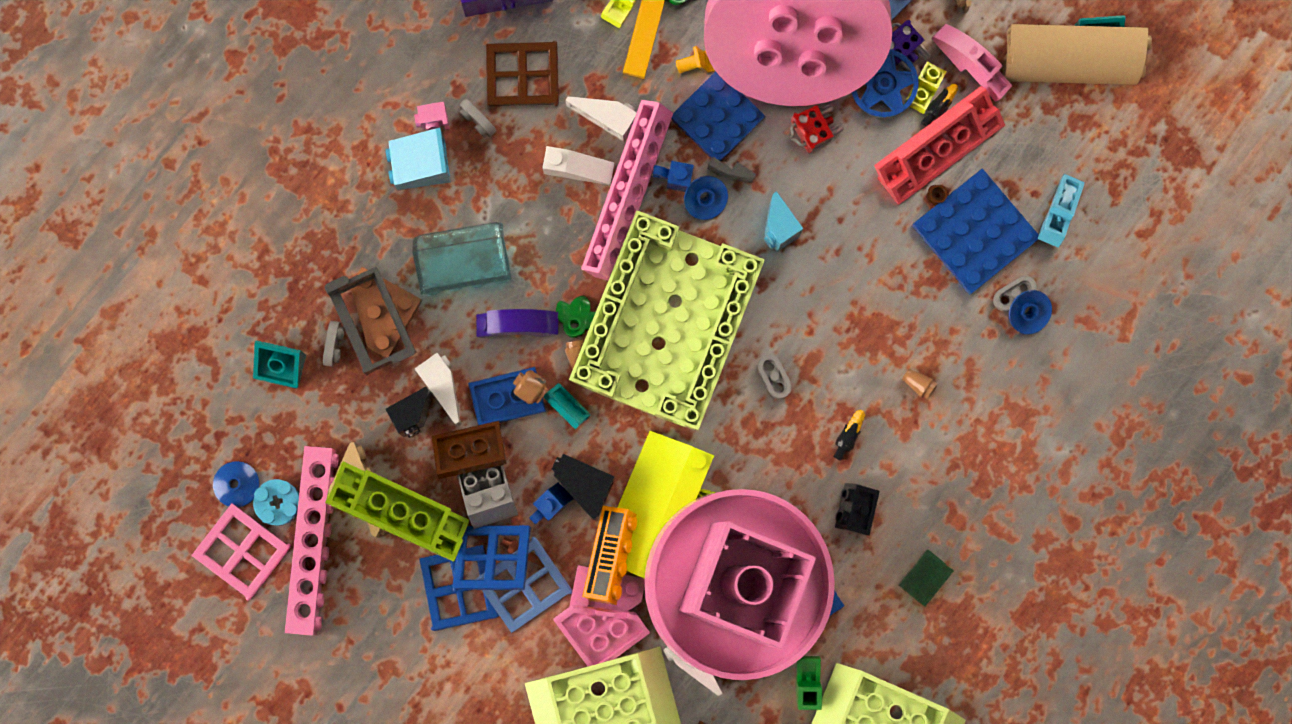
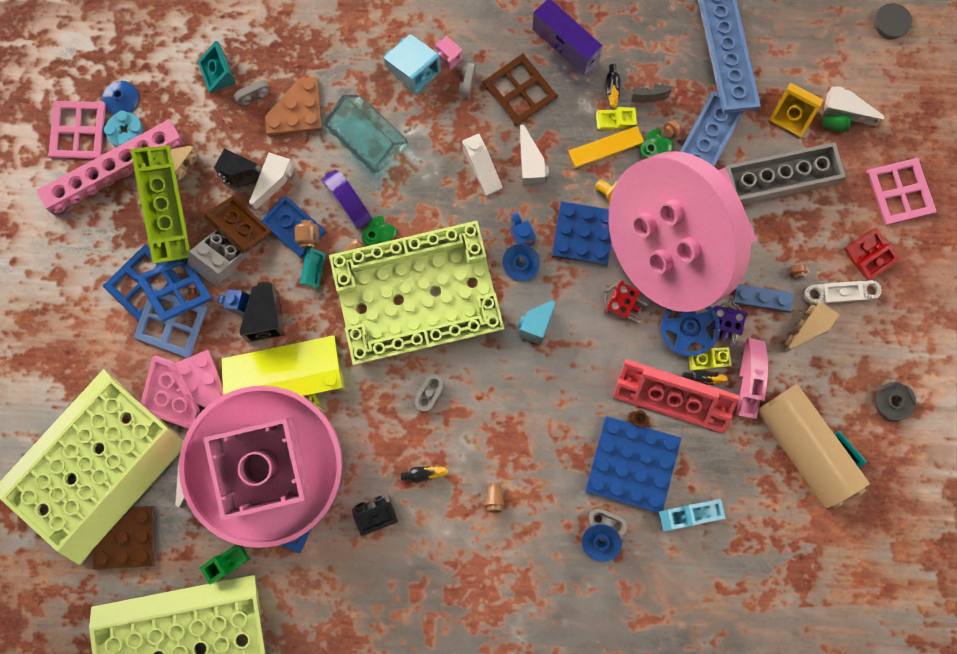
camera: 60 degrees right, 5 degrees down
(343, 284) = (287, 68): dark grey piece -> none
(610, 555) = (225, 364): light orange brick -> none
(627, 187) = (491, 204): bright pink brick -> none
(738, 173) = (553, 270): dark grey slope -> none
(925, 577) = (357, 597): clear green plate -> none

